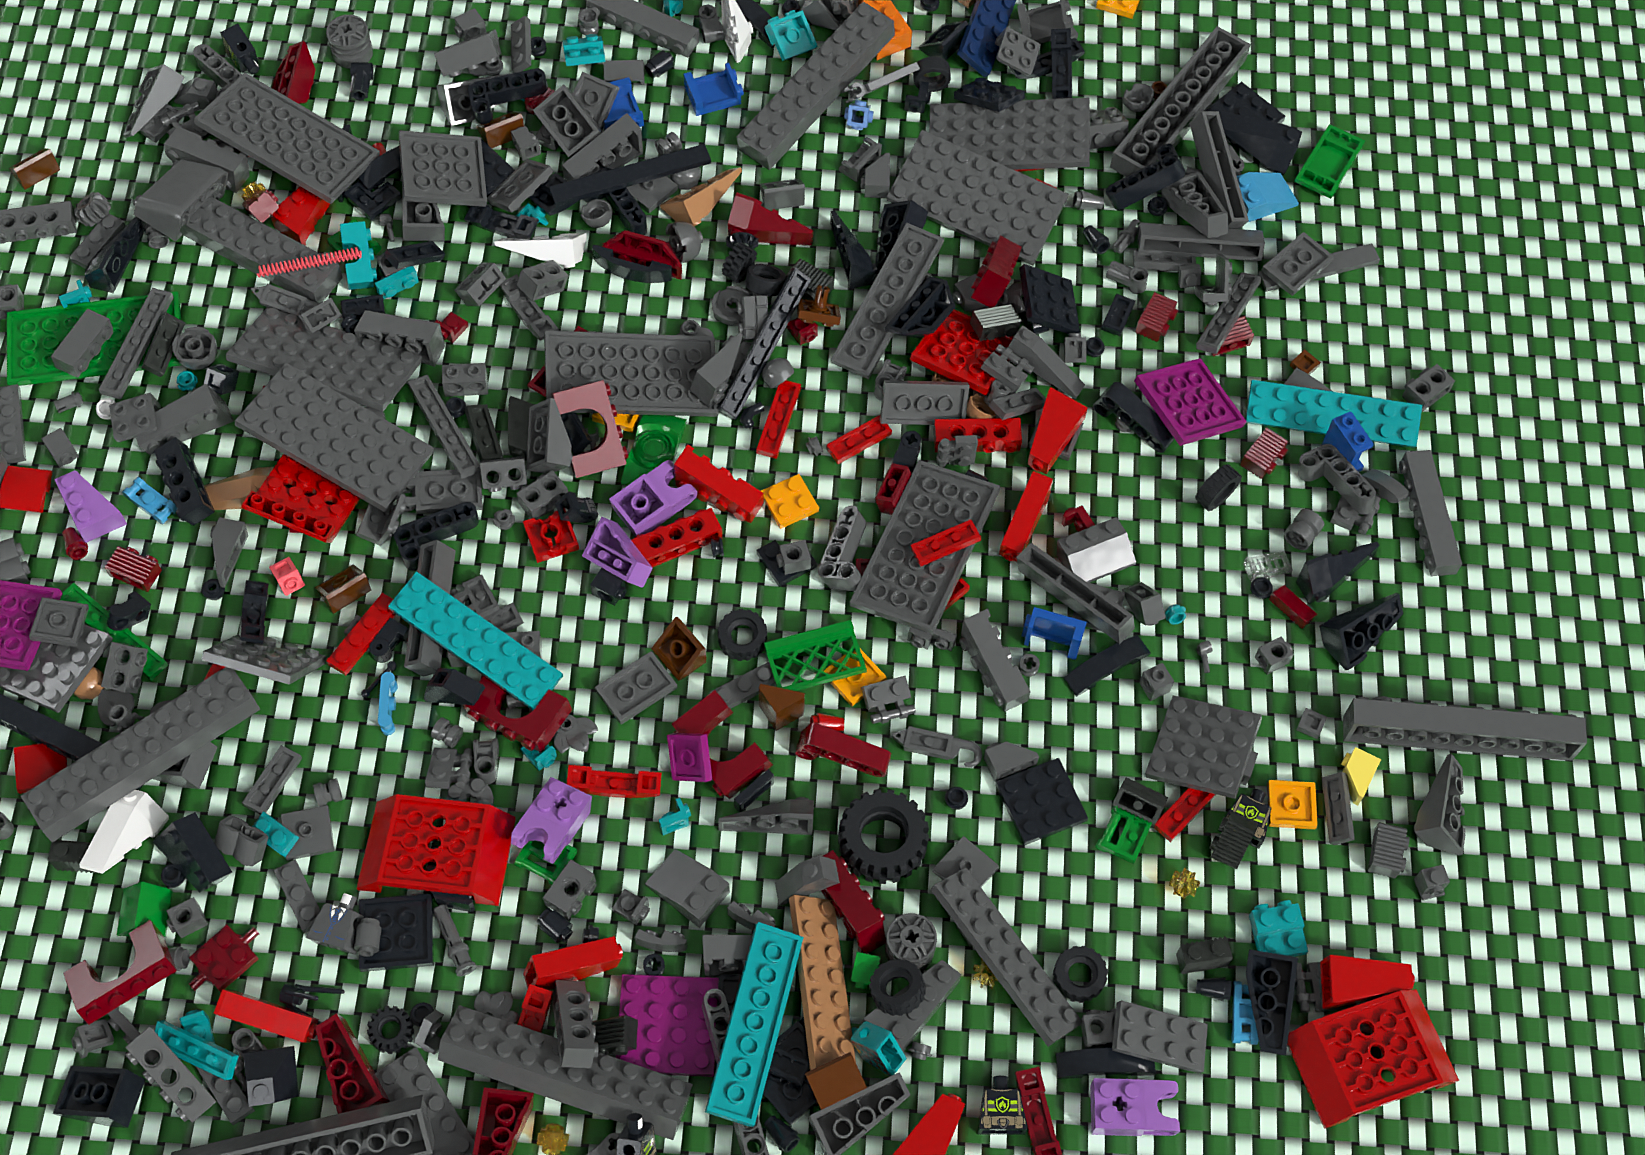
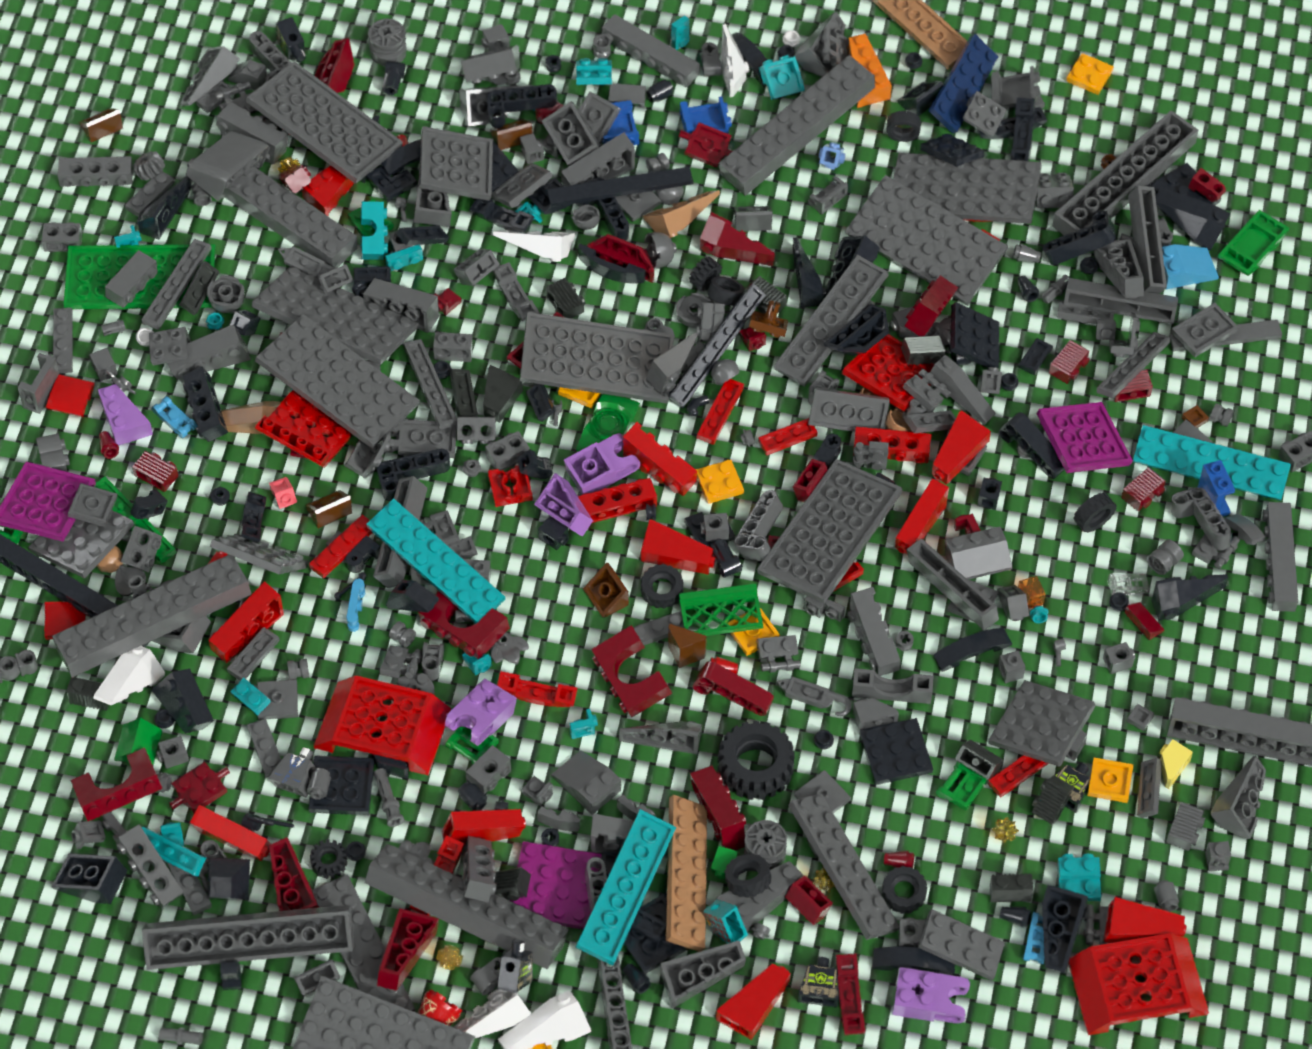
camera: 10 degrees right, 5 degrees down
(82, 467) = (122, 383): none -> dark grey plate
(228, 541) = (237, 458): dark grey slope -> none
(241, 840) = (223, 697): dark grey brick -> none
(251, 754) = (258, 611): none -> red wedge
(310, 263) = (335, 231): coral piece -> none
(428, 1032) = (359, 863): dark grey bracket -> none
(521, 44) = (538, 60): dark grey plate -> none
(542, 280) = (531, 269): dark grey brick -> none
(547, 439) = (517, 404): dark grey slope -> none
(585, 309) = (565, 299): none -> pearl dark grey brick
(610, 451) = (569, 421): arch -> none
(636, 687) = (565, 618): dark grey plate -> none
(689, 757) = (602, 676): magenta plate -> none
(720, 117) = (707, 144): none -> dark red plate
(746, 238) = (714, 253): black gear -> none
(751, 589) = (672, 548): none -> red slope
(754, 791) = (653, 711): black tile -> none
(807, 878) = (687, 783): dark grey slope -> none
(812, 596) = (727, 562): none -> black piece
(835, 1080) = (685, 938): reddish brown slope -> none
(877, 178) = (839, 213): dark grey slope -> none
(878, 83) = (837, 134): tile -> none
(917, 104) = (887, 151): black bracket -> none
(945, 542) = (846, 529): red plate -> none
(972, 1004) = (809, 900): none -> dark red brick
(1048, 724) = (914, 689): none -> dark grey arch
(1054, 628) = (930, 612): blue panel -> none
(1068, 936) = (899, 859): none -> dark red cone
(1092, 485) = (987, 499): none -> black brick
(1134, 278) = (1054, 325): dark grey piece -> none
(1138, 98) = (1088, 167): dark grey hair -> none
(1166, 586) = (1034, 591): none -> clear orange brick
(1271, 104) = (1207, 185): none -> dark red leg
(1333, 357) = (1221, 415): none -> dark grey wheel
(1355, 631) = (1195, 647): black wedge -> none
(1383, 939) = (1166, 895): none -> dark grey brick

